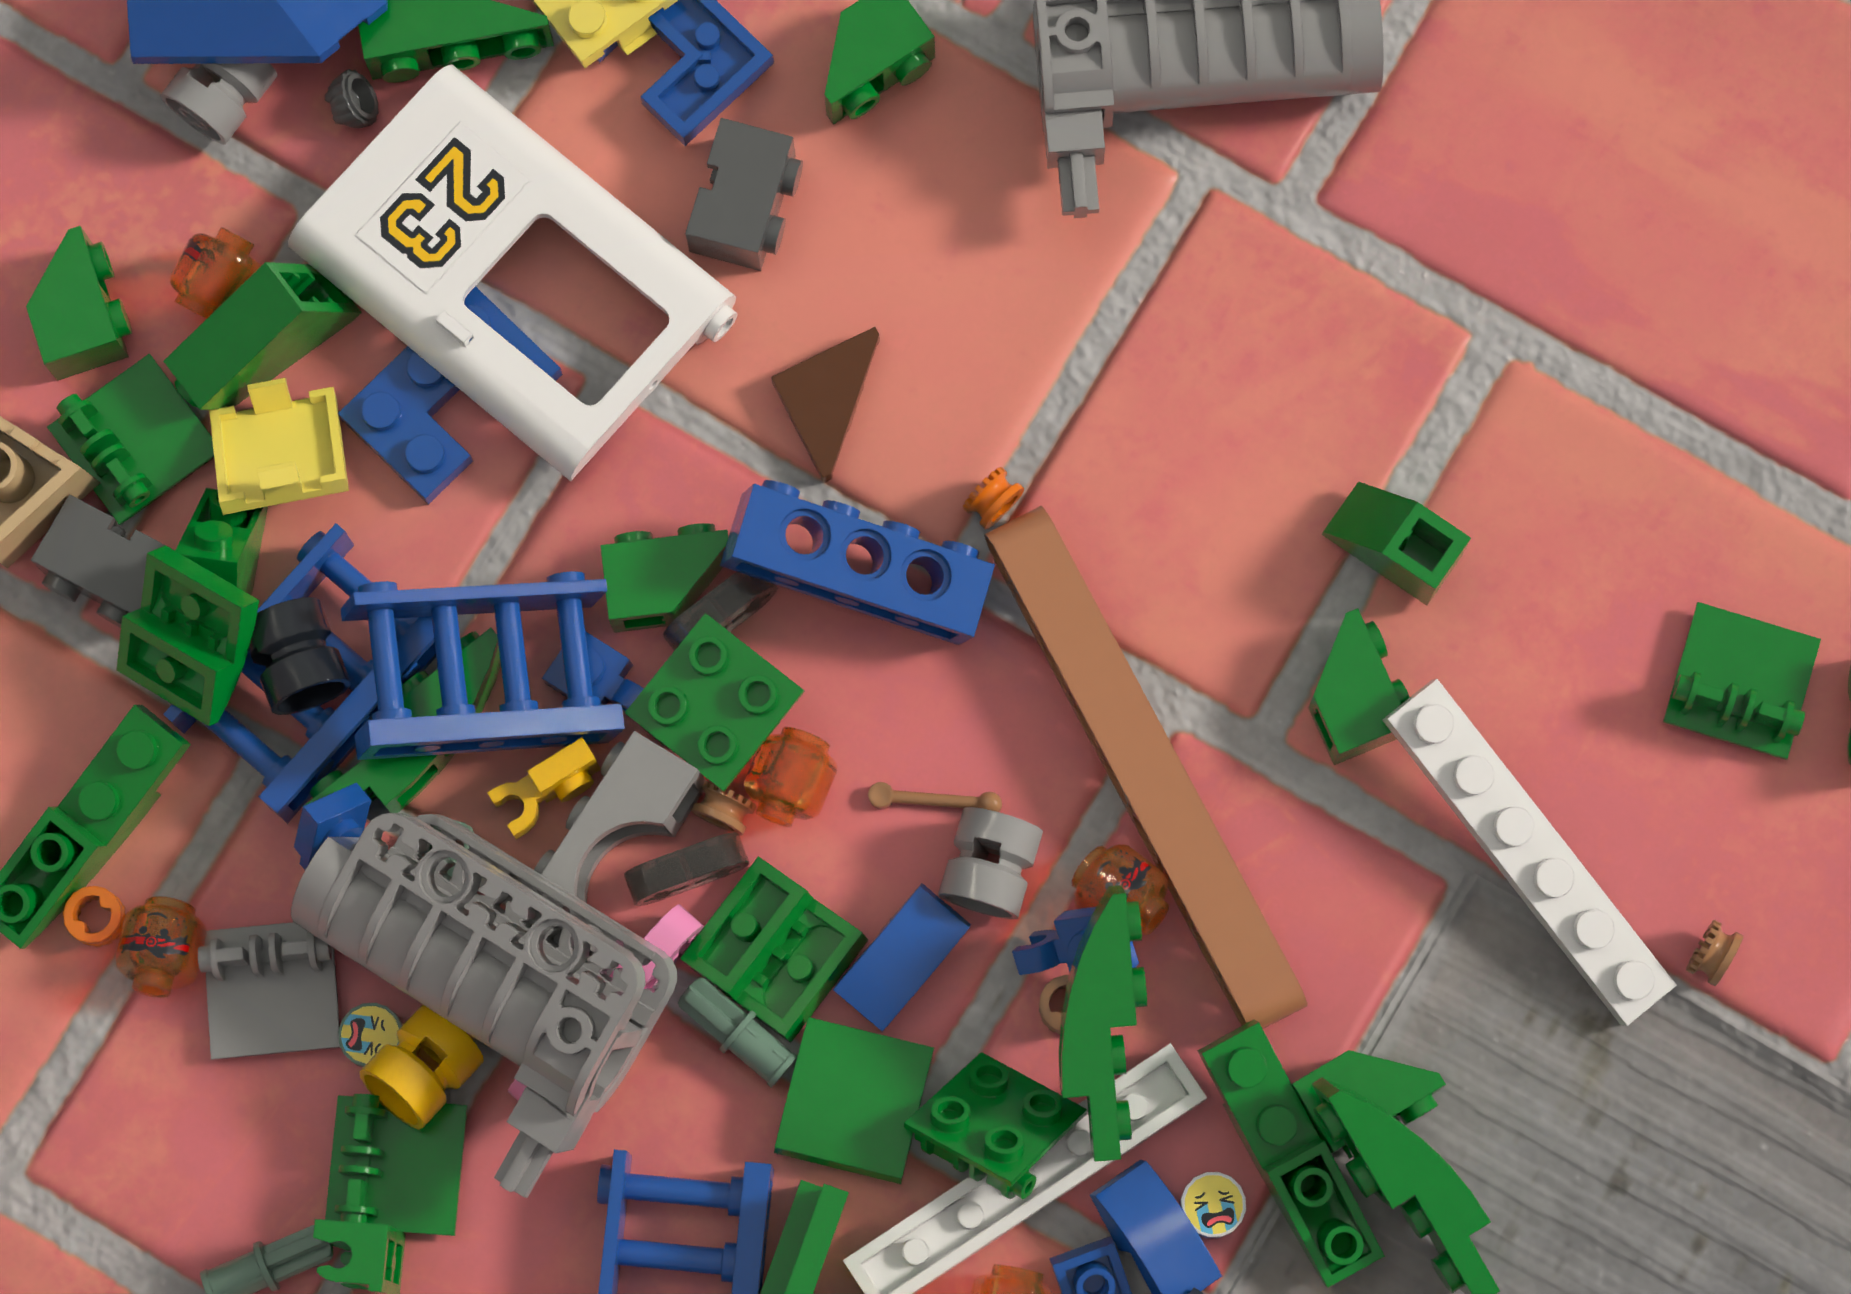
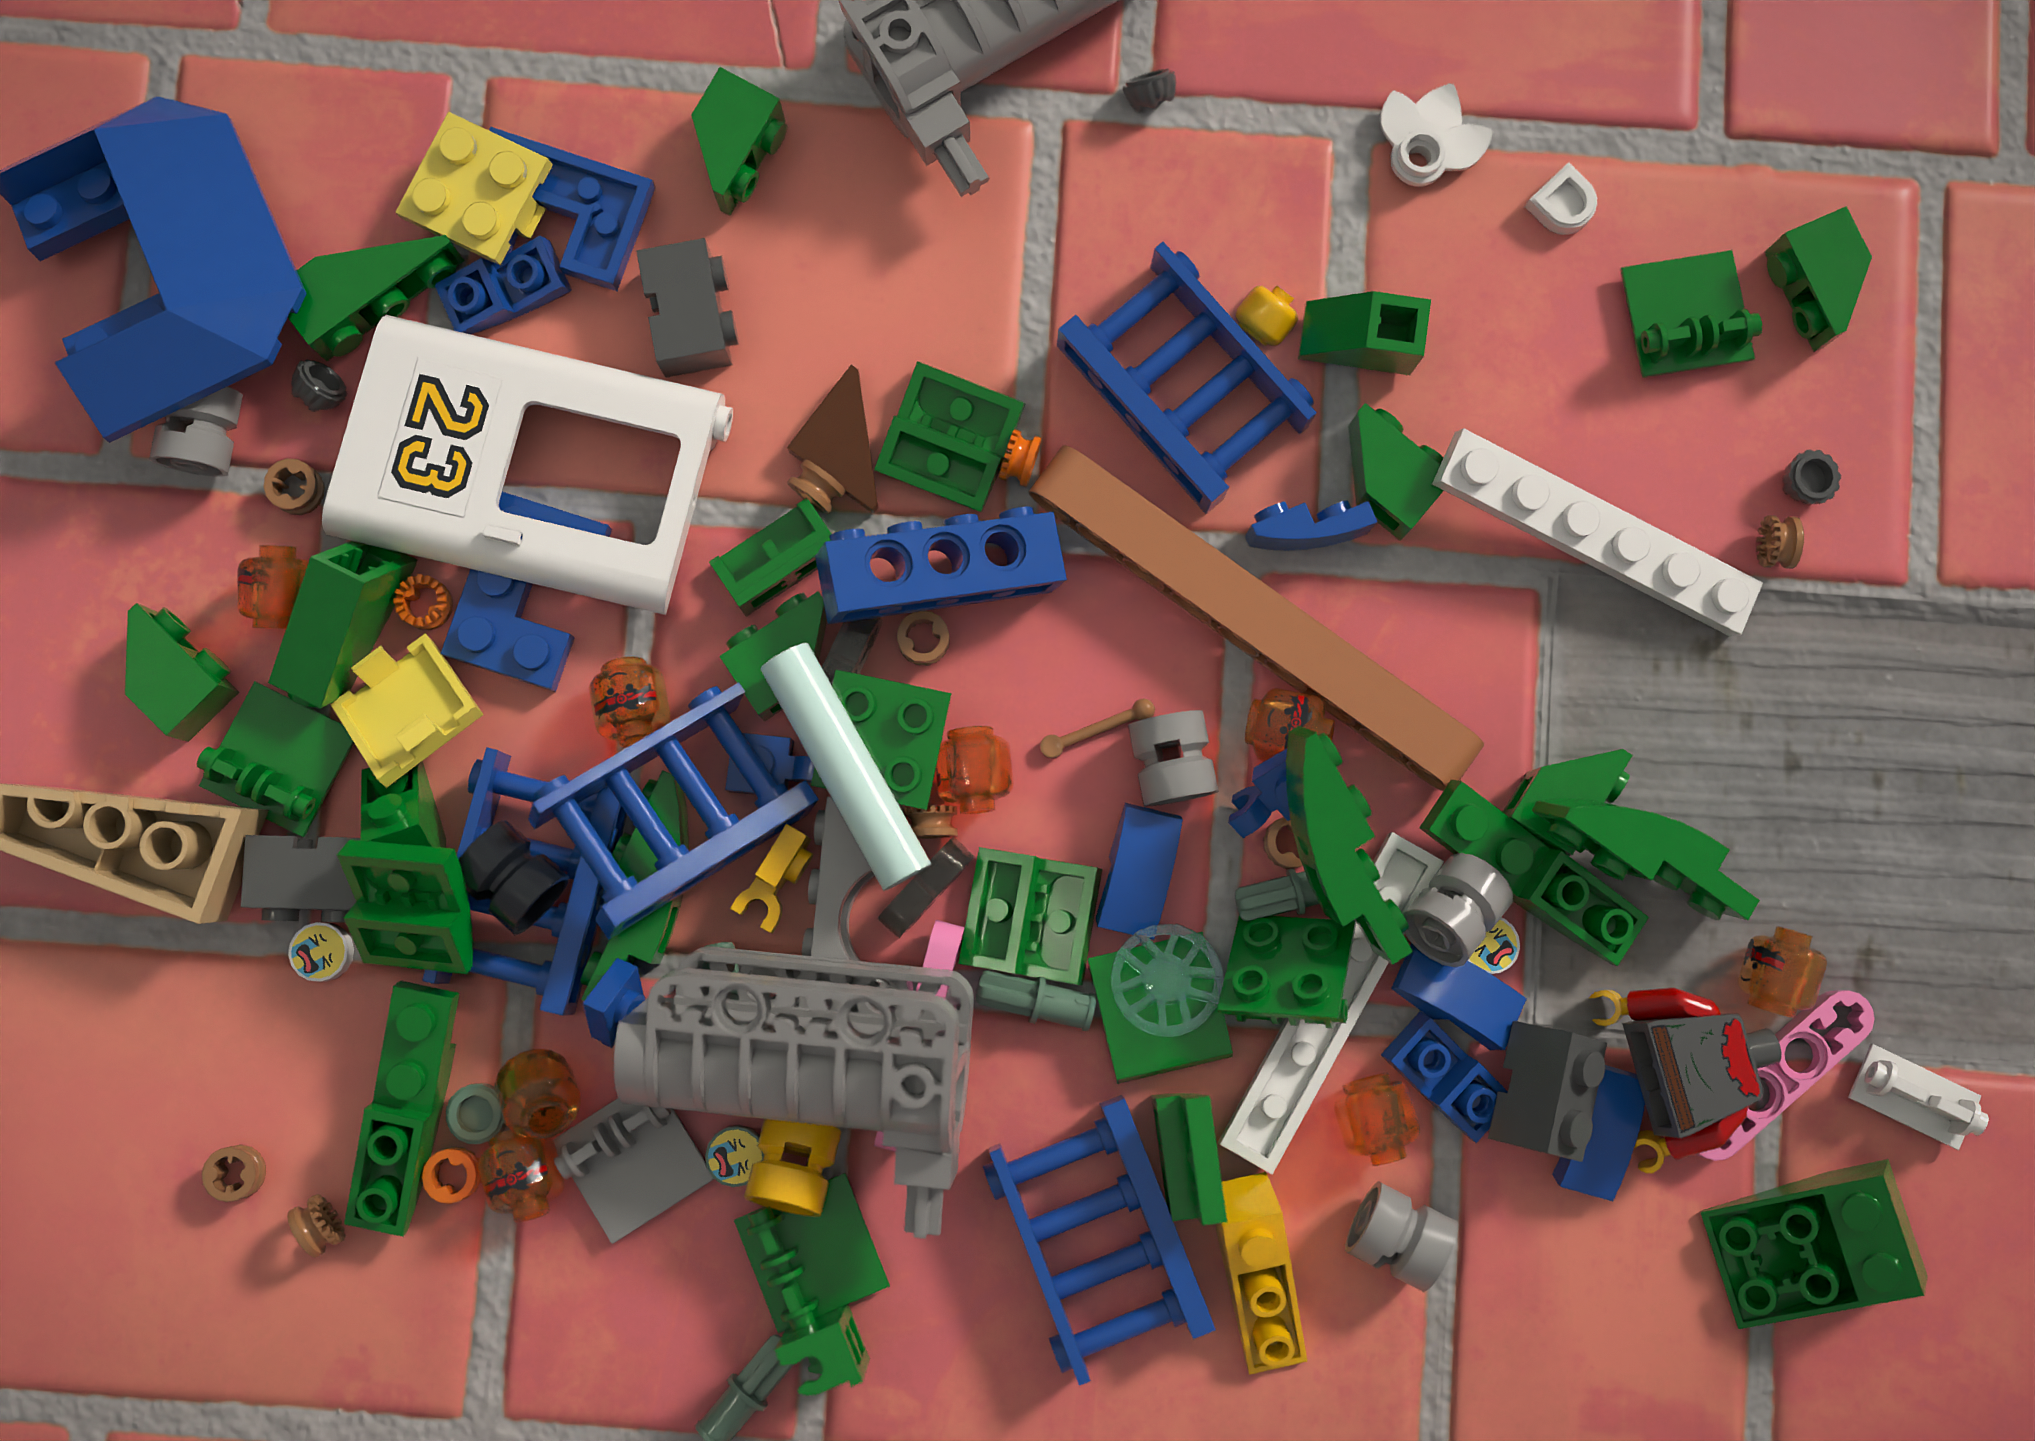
camera: 35 degrees left, 5 degrees up
(80, 642) = (321, 952): none -> tile
(147, 869) = (474, 1114): none -> sand green tile
(215, 876) = (537, 1093): none -> clear orange head
(266, 171) = (275, 480): none -> medium nougat bush
(338, 340) = (410, 591): none -> orange bush
(493, 544) = (628, 700): none -> clear orange head
(564, 92) = (494, 293): none -> blue slope
(665, 708) = (845, 766): none -> light aqua piece
(700, 477) = (773, 558): none -> green hinge
(780, 429) = (816, 486): none -> medium nougat bush
(789, 626) = (907, 645): none -> medium nougat bush
(872, 1072) = (1166, 979): none -> clear light blue wheel
(936, 443) = (949, 436): none -> green slope
(1021, 1049) = (1275, 896): none -> sand green axle
(1152, 541) = (1167, 431): none -> blue fence
(1191, 1147) = (1457, 909): none -> light grey wheel
(1223, 697) = (1295, 530): none -> blue slope
(1310, 197) = (1150, 88): none -> dark grey piece
(1315, 477) = (1267, 315): none -> yellow piece
(1578, 374) = (1433, 130): none -> white plate
(1674, 508) = (1564, 202): none -> white tile
(1783, 905) = (1811, 477): none -> dark grey piece

